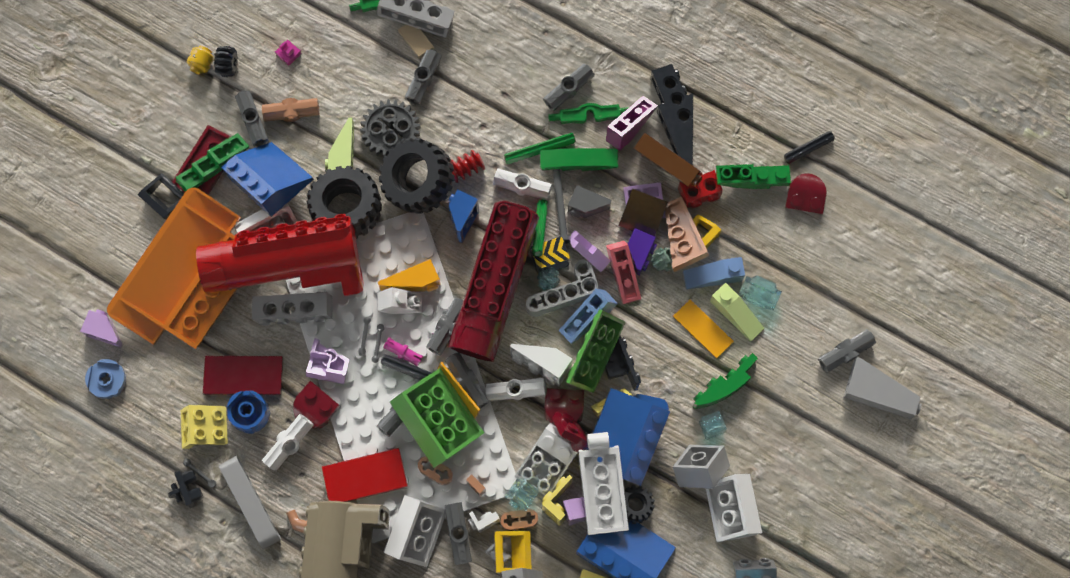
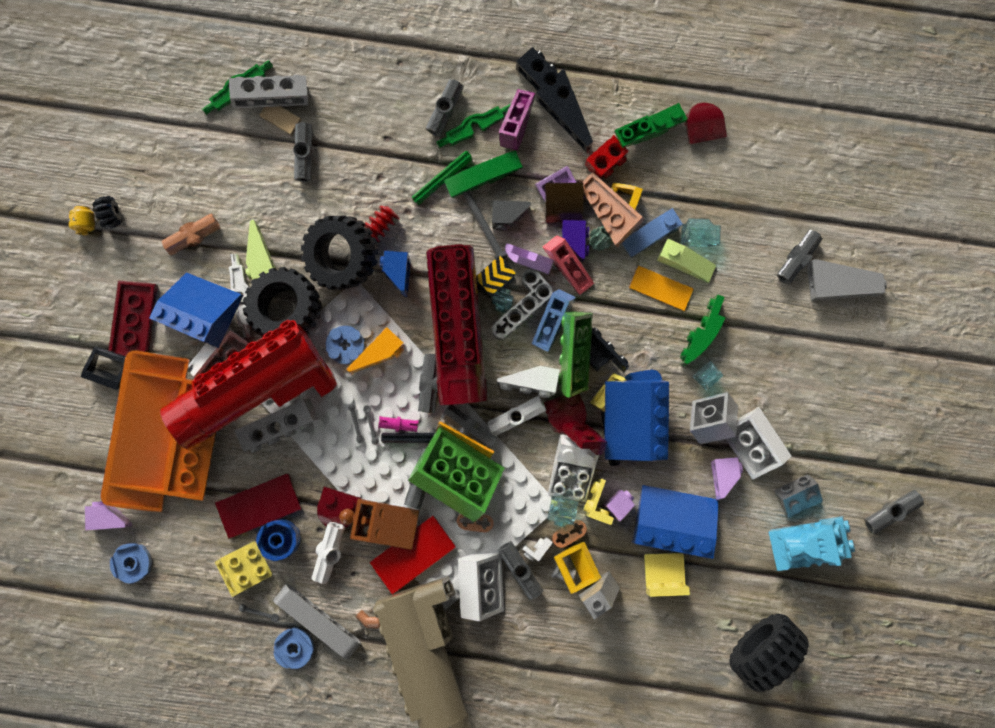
camera: 25 degrees left, 10 degrees up
(184, 480) = (250, 637): black hips -> none
(206, 514) = (282, 647): none -> medium blue plate
(211, 164) = (138, 317): green slope -> none
(254, 127) = (150, 250): dark grey piece -> none
(288, 52) = (163, 178): dark pink tile -> none
(314, 169) = (239, 285): none -> white piece
(326, 364) = (332, 464): lavender slope -> none
(351, 437) = (387, 523): none -> dark orange slope
(383, 251) = (337, 337): none -> medium blue plate
(399, 301) = (374, 378): white slope -> none
(402, 116) = (299, 200): dark grey gear -> none
(476, 485) = (518, 520): nougat tile -> none
(533, 188) = (427, 220): white piece -> none
(538, 240) = (479, 263): green axle -> none
(602, 486) = (636, 476): white hinge -> none
(647, 501) = (678, 471): black tyre -> none
(668, 161) = (570, 143): reddish brown slope -> none
(692, 525) = (725, 475): none -> lavender slope
(809, 147) = (688, 78): black axle -> none

